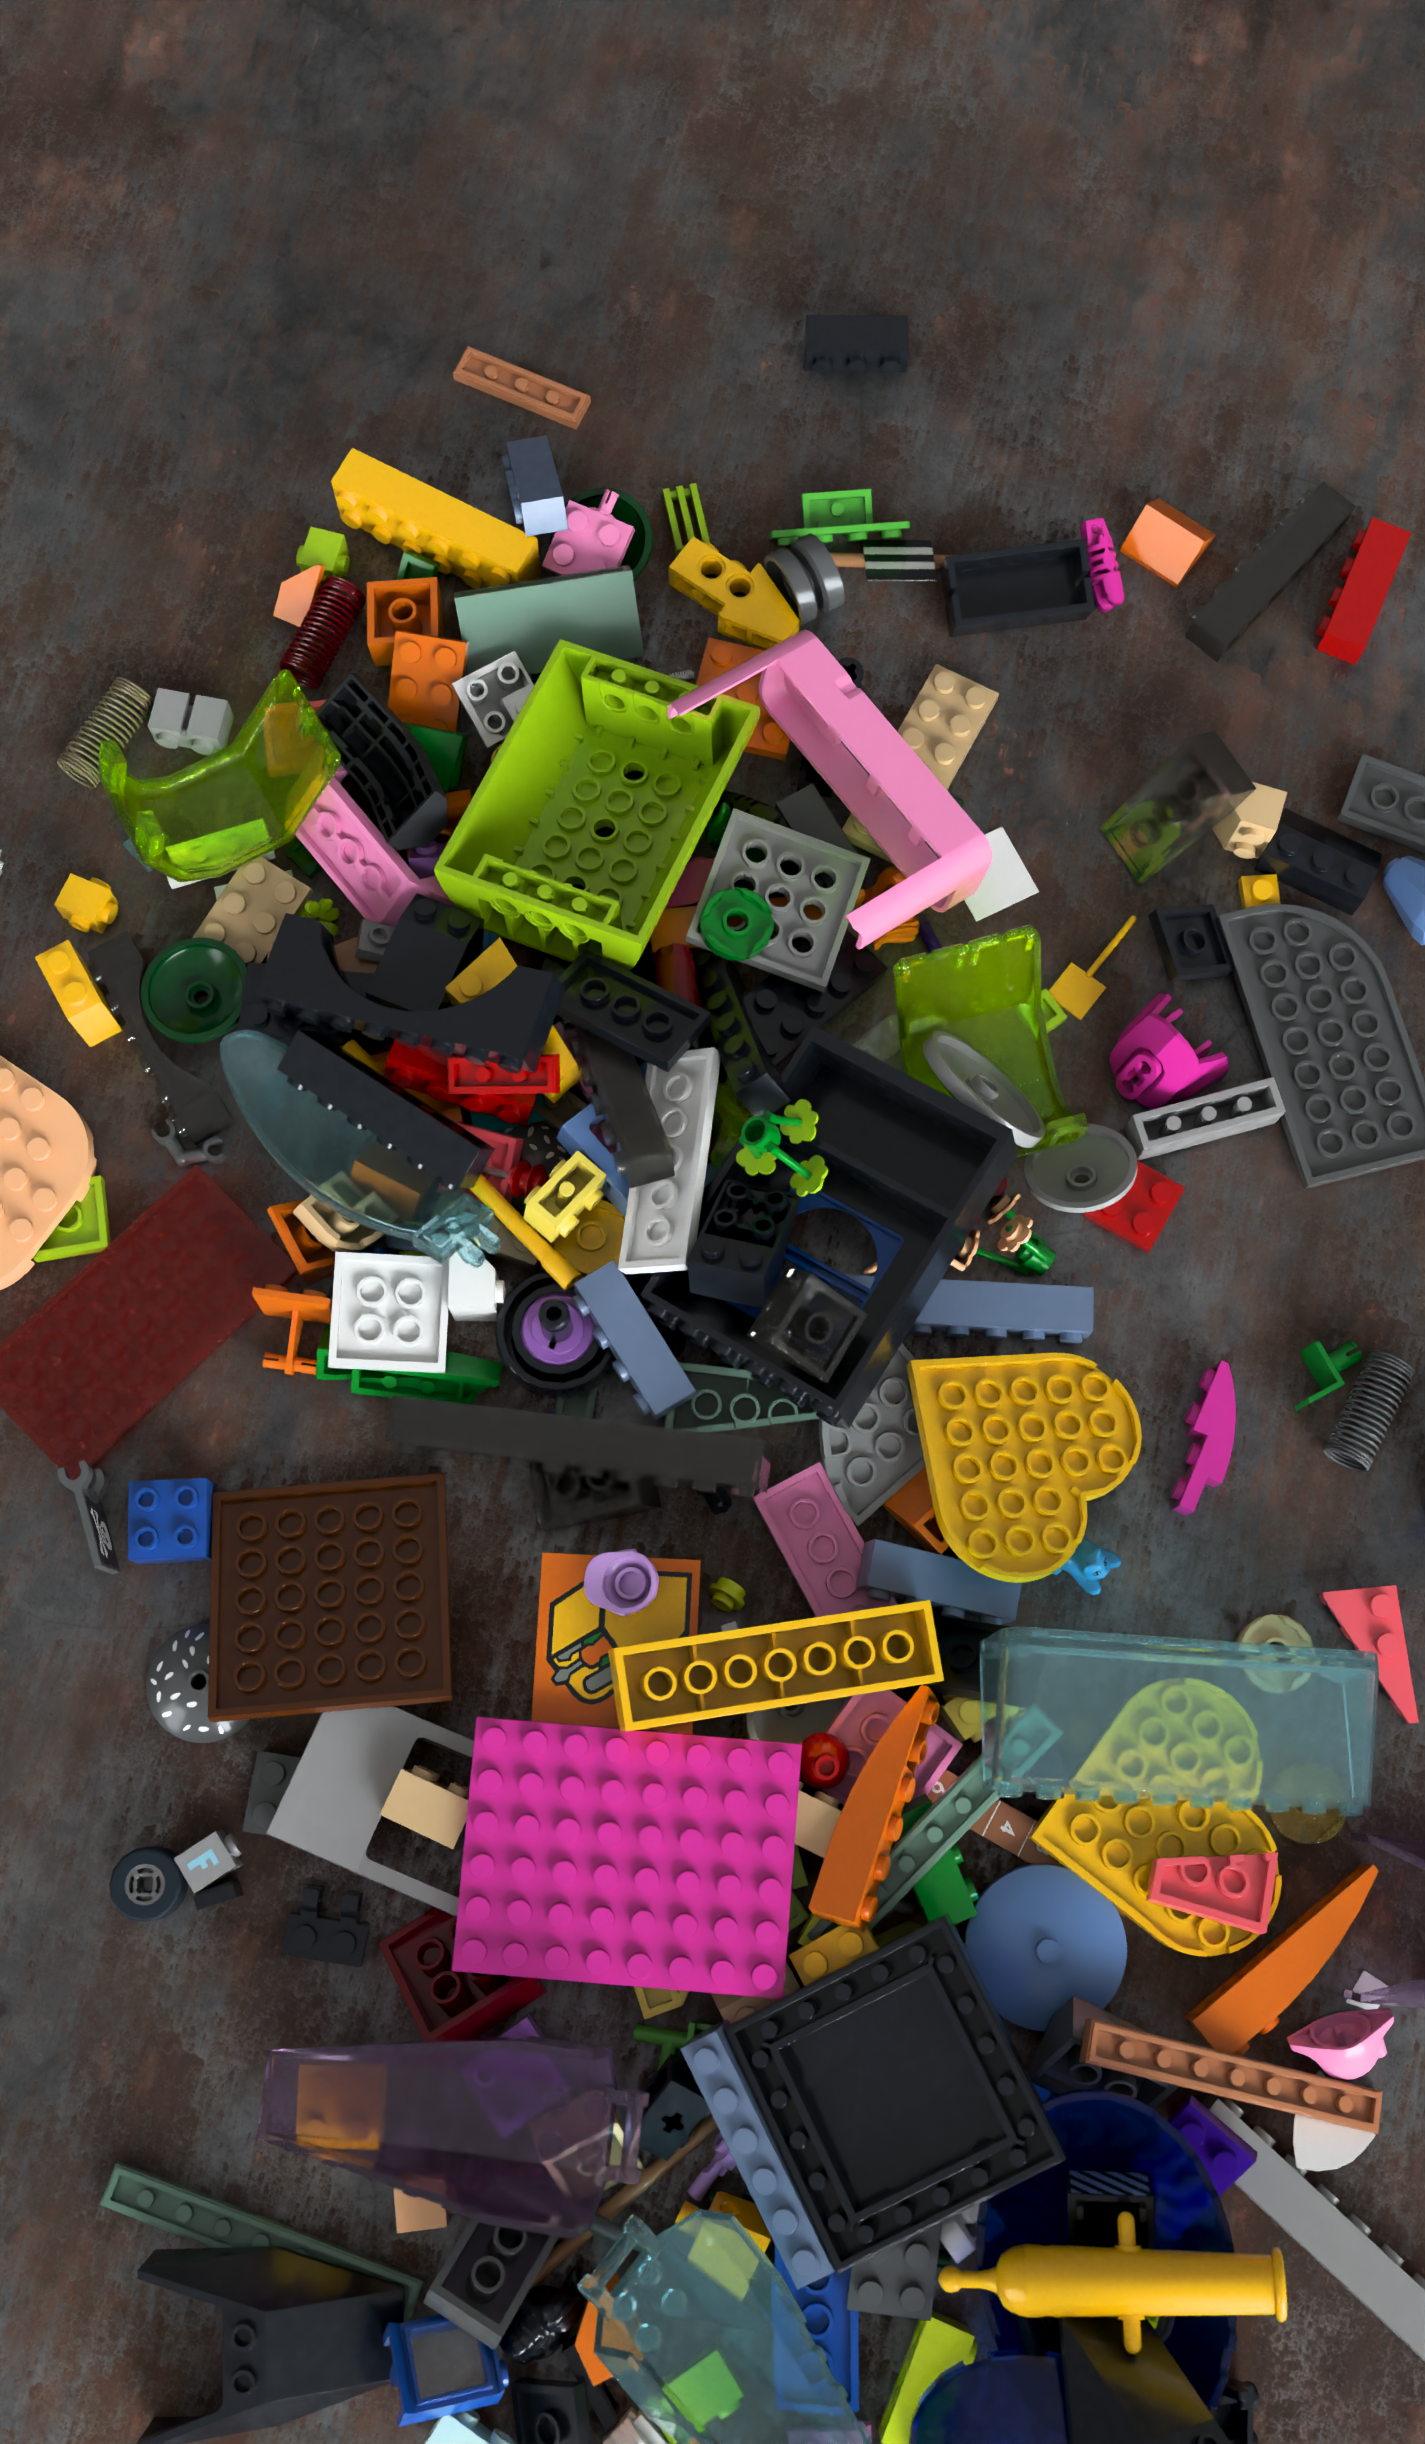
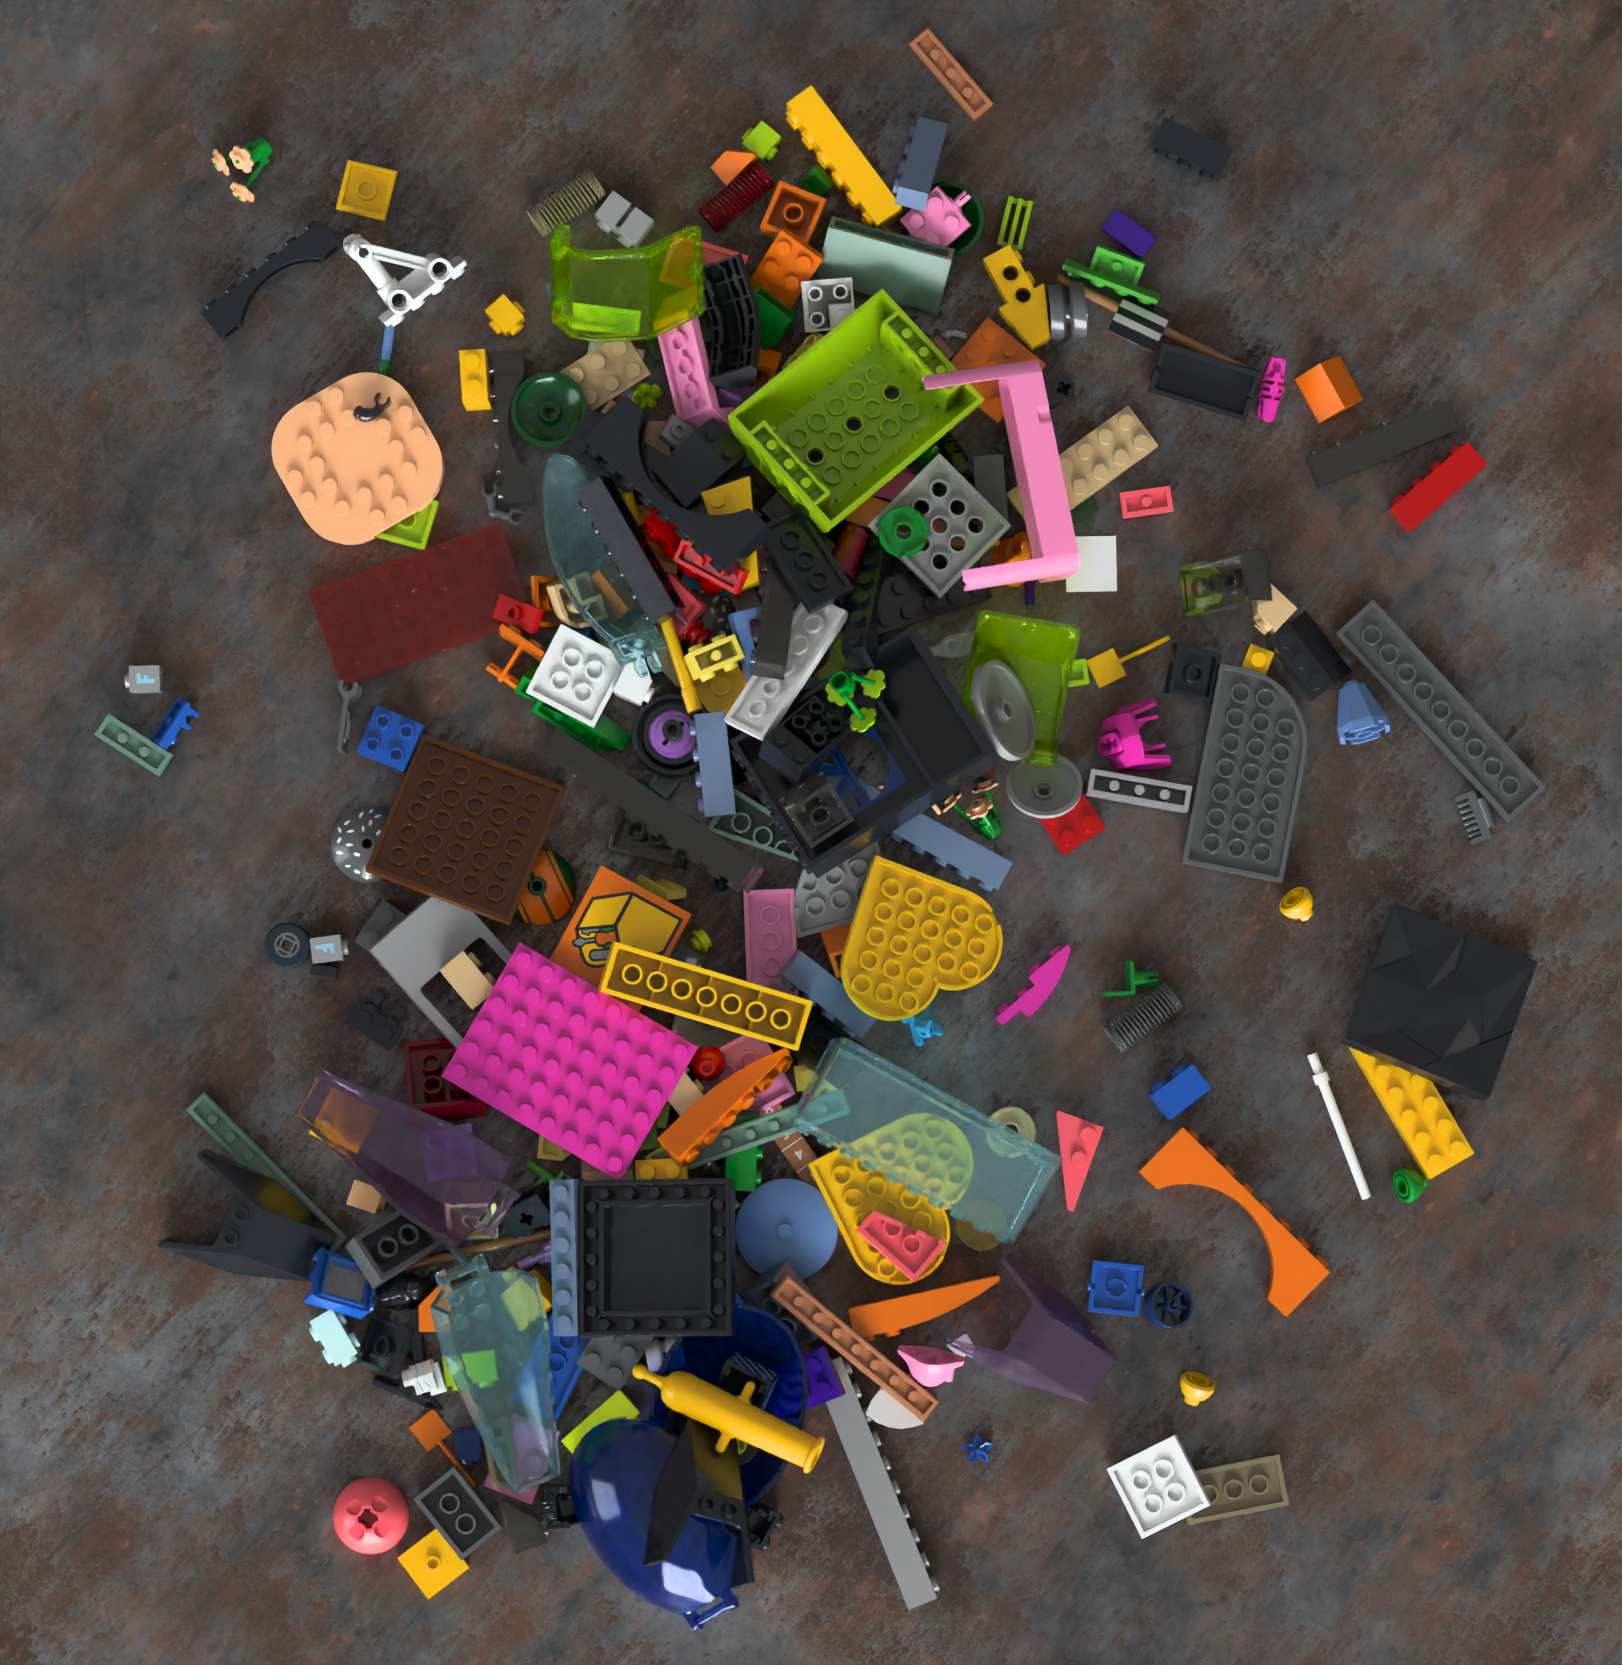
camera: 25 degrees right, 10 degrees up
(271, 1266) = (518, 613): none -> red plate
(497, 1632) = (557, 891): none -> orange dish
(621, 1581) = (638, 905): lavender hat -> none
(648, 1543) = (664, 888): none -> light yellow tile
(832, 470) = (1129, 234): none -> dark purple slope
(1019, 766) = (1146, 502): none -> coral plate

